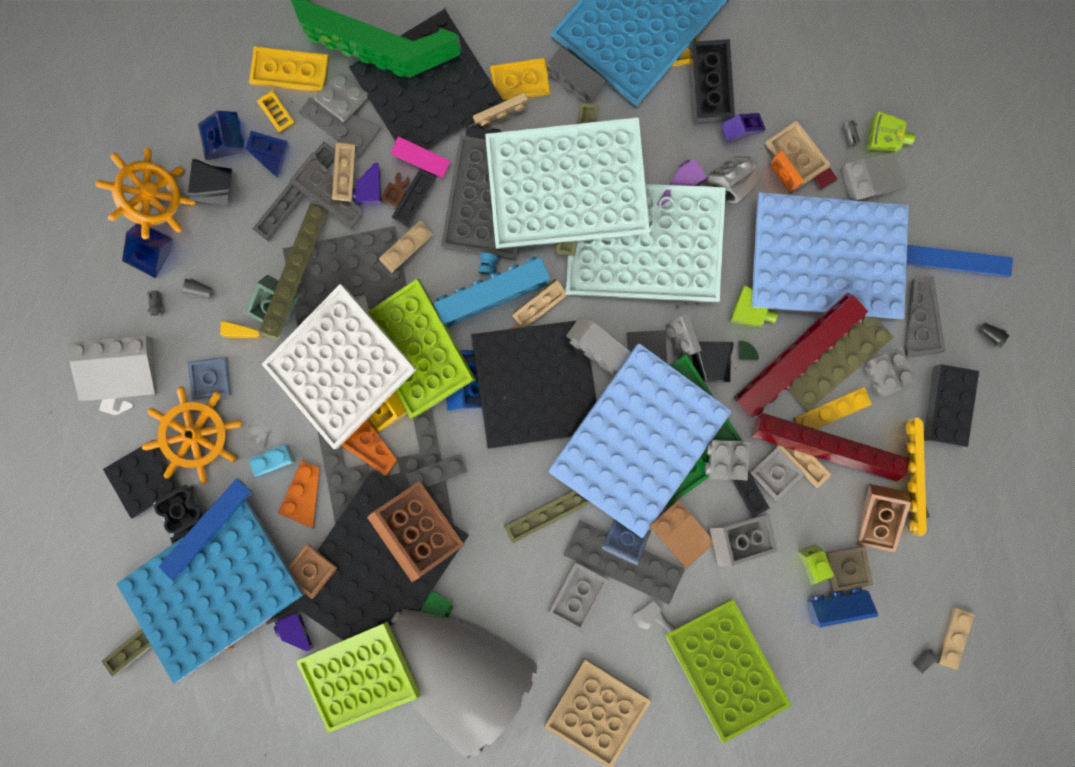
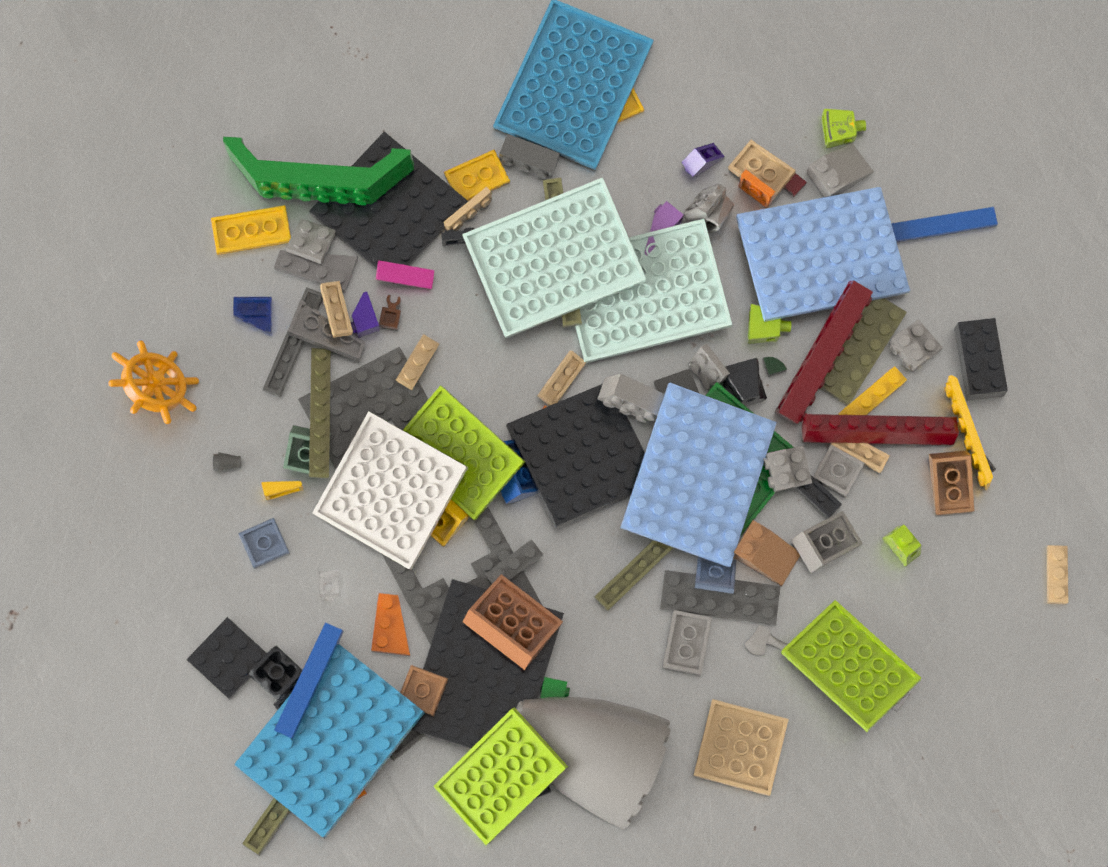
camera: 20 degrees left, 10 degrees down
(107, 406) = (170, 597): white sticker -> none
(113, 368) = (167, 560): slope -> none
(146, 254) = (165, 440): clear blue slope -> none
(154, 303) = (188, 486): dark grey pin -> none
(192, 435) = (265, 599): light orange piece -> none
(209, 183) = (210, 357): black piece -> none
(221, 135) = (205, 309): clear blue slope -> none
(271, 95) = (249, 263): yellow slope -> none
(272, 460) = (350, 601): medium azure brick -> none
(293, 631) = (422, 758): dark purple slope -> none
(371, 448) = (443, 562): orange wing -> none
(414, 198) = (410, 315): black plate -> none
(469, 210) = (467, 307): dark grey plate -> none
(488, 263) = (501, 355): dark azure wheel -> none
(492, 292) = (516, 378): dark azure brick -> none
(711, 80) = (659, 125): black brick -> none
(841, 607) = (939, 575): blue slope -> none
(850, 569) = (936, 538): dark tan plate -> none
(851, 132) = (805, 135): dark grey pin -> none
(924, 324) = (931, 290): flat silver wing -> none
(926, 661) = (1036, 603): dark grey pin -> none
(994, 335) = (1000, 282): pearl dark grey cone -> none

